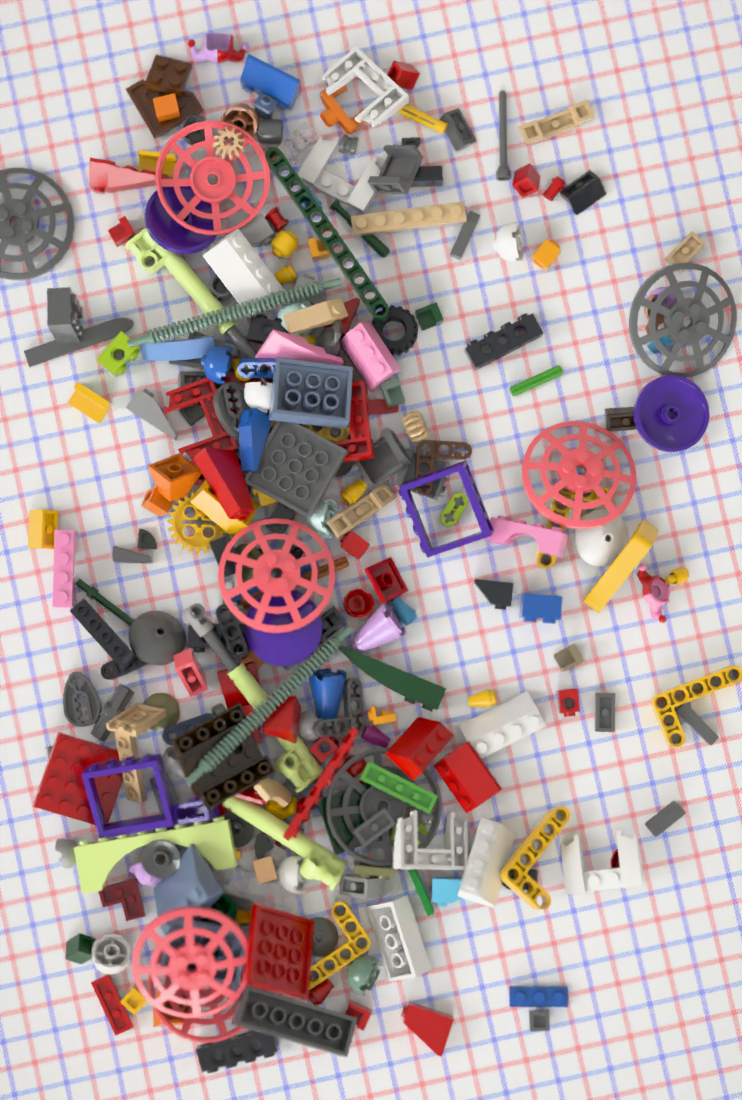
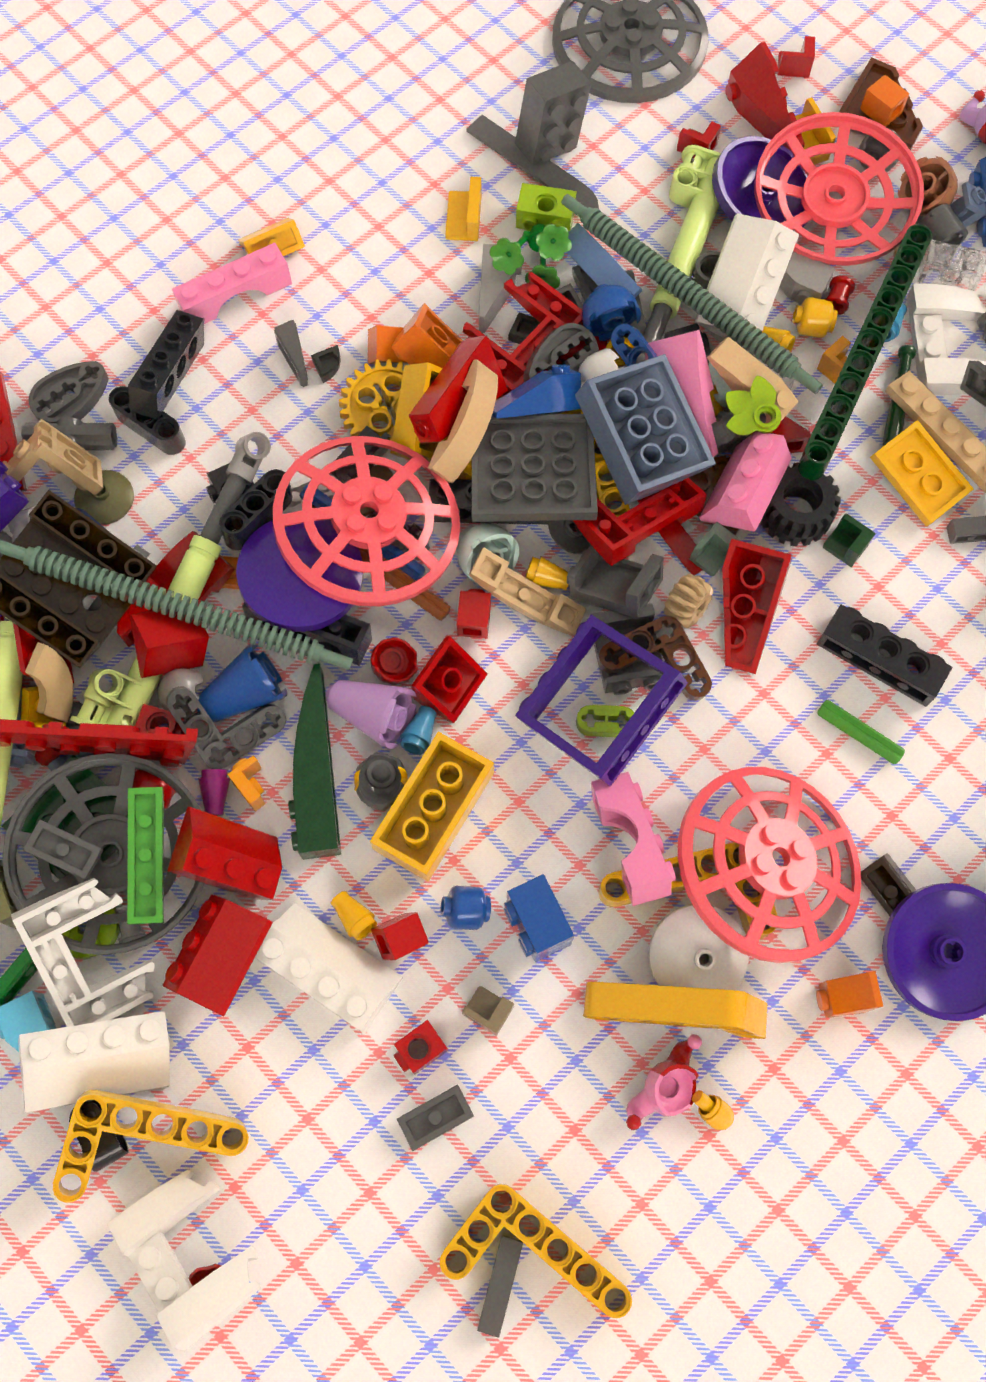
camera: 55 degrees right, 15 degrees down
(93, 593) = (219, 337): dark green bar -> none
(98, 133) = (798, 63): none -> red panel
(151, 646) = (188, 442): dark grey dish -> none
(157, 373) = (545, 239): none -> bright green plant
(168, 75) = (926, 91): reddish brown plate -> none
(190, 672) = (172, 493): coral brick -> none
(227, 149) = (896, 174): tan gear -> none
(252, 485) = (470, 424): none -> tan slope
(332, 328) = (750, 405): none -> lime plate
(414, 250) = (921, 473): none -> yellow plate
(421, 647) = (380, 780): none -> dark grey hair
(430, 390) = (750, 598): none -> red wedge
(451, 627) = (432, 806): none -> yellow brick
(496, 592) = (523, 845): black slope -> none
(507, 681) = (399, 936): none -> red panel
(512, 640) = (466, 907): none -> blue head
(663, 478) = (849, 995): none -> orange slope
(664, 818) = (315, 1322): dark grey slope -> none

